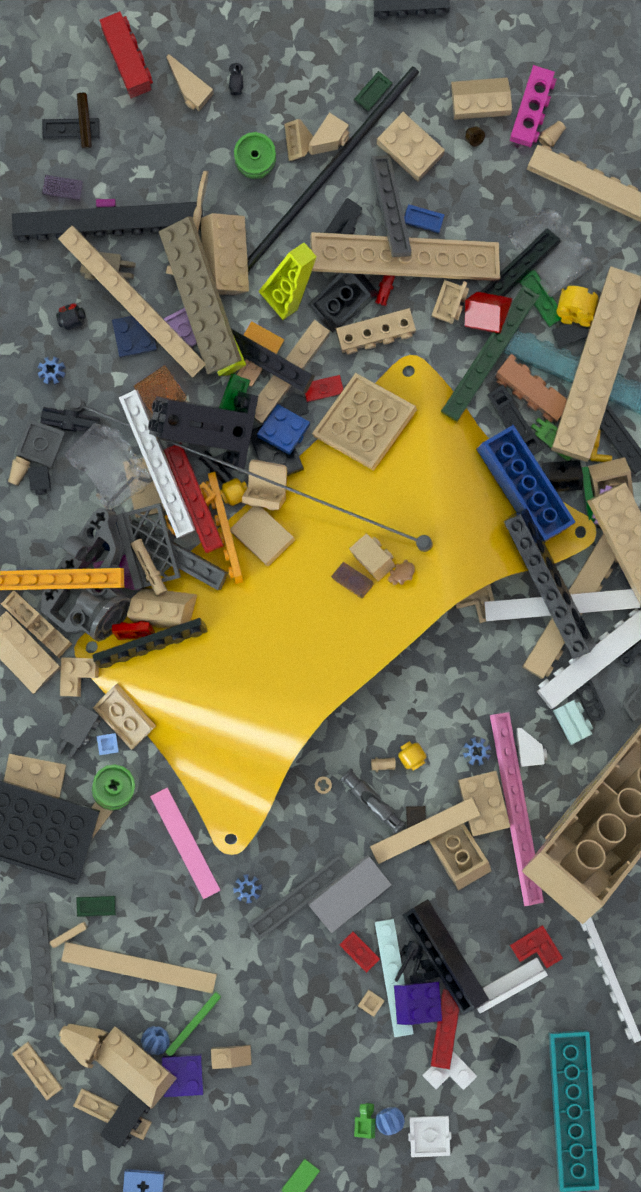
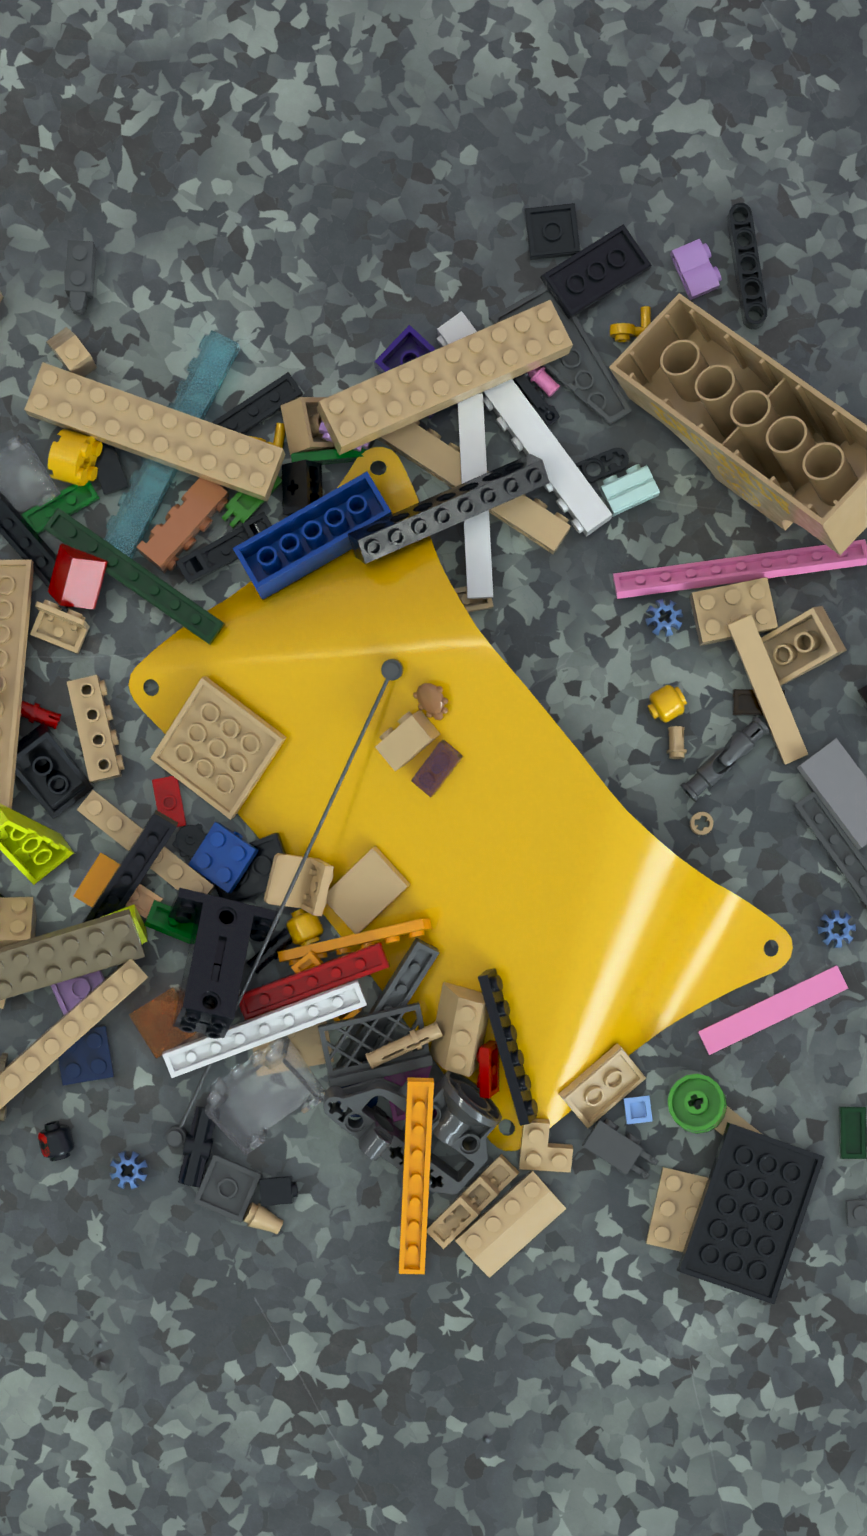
camera: 90 degrees left, 0 degrees up
(529, 749) = (665, 548): white slope -> none

